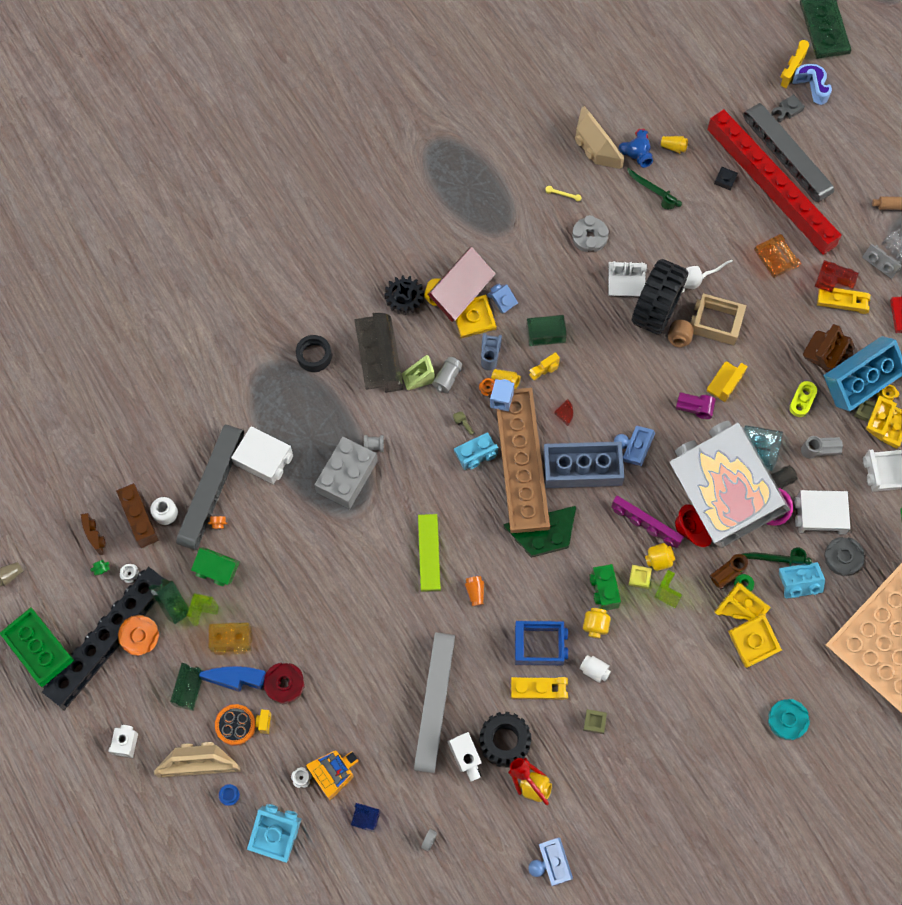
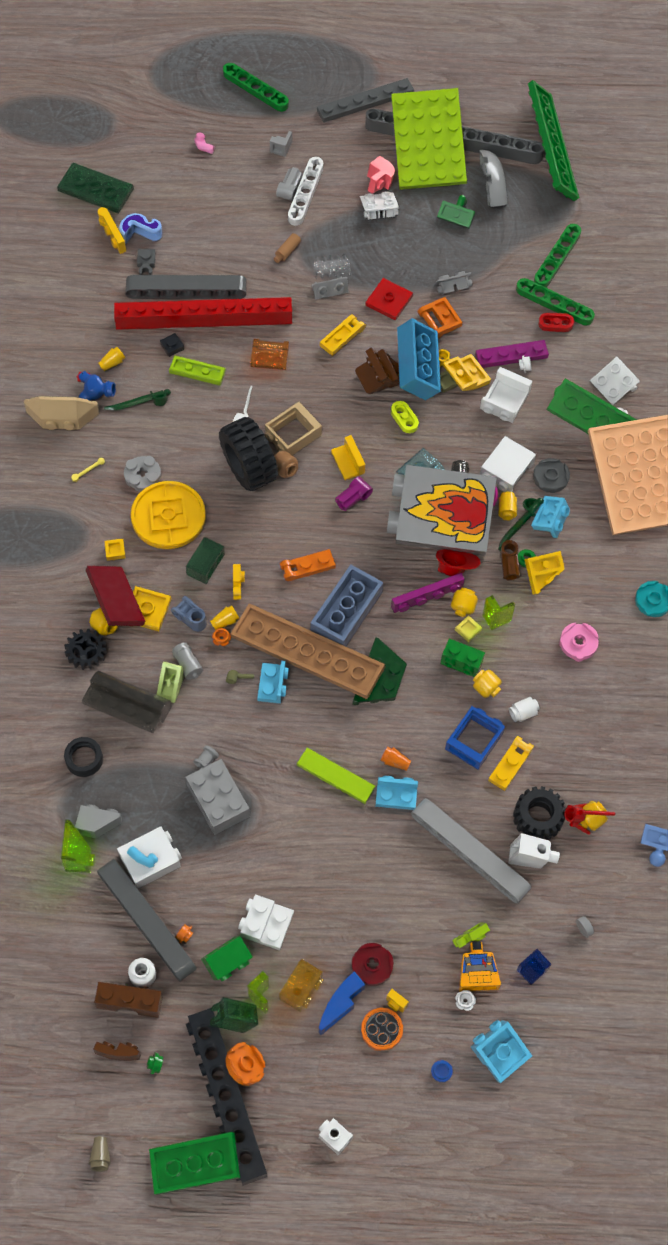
camera: 60 degrees left, 5 degrees down
(126, 569) = (171, 1041): white plate -> none
(186, 687) = (320, 1050): clear green hinge -> none
(196, 761) = (394, 1079): tan wedge -> none
(231, 396) = (75, 851): none -> clear neon green slope
(251, 448) = (140, 858): none -> medium azure arm
(264, 397) = (95, 821): none -> light grey slope
(266, 577) = (265, 922): none -> white plate
(363, 750) = (475, 934): none -> lime plate
(445, 610) = (396, 793): none -> medium azure bracket
(502, 297) = (148, 574): medium blue bracket -> none
(502, 395) = (241, 627): light blue brick -> none
(506, 258) = (115, 549): none -> yellow plate
(565, 412) = (287, 593): clear red tile -> none
(567, 277) = (168, 515): none -> yellow plate
(595, 721) = (567, 738): olive plate -> none
(603, 411) = (308, 565): none -> orange plate
(626, 278) = (204, 472): white hinge -> none
(637, 446) = (356, 556): medium blue plate -> none
(706, 672) = (577, 651): none -> bright pink plate
(717, 212) = (197, 370): none -> lime tile
(754, 640) = (577, 580): yellow tile -> none
(782, 536) = (507, 506): none -> yellow brick
(822, 447) = (453, 430): light grey piece -> none
(832, 274) = (317, 327): clear red plate -> none

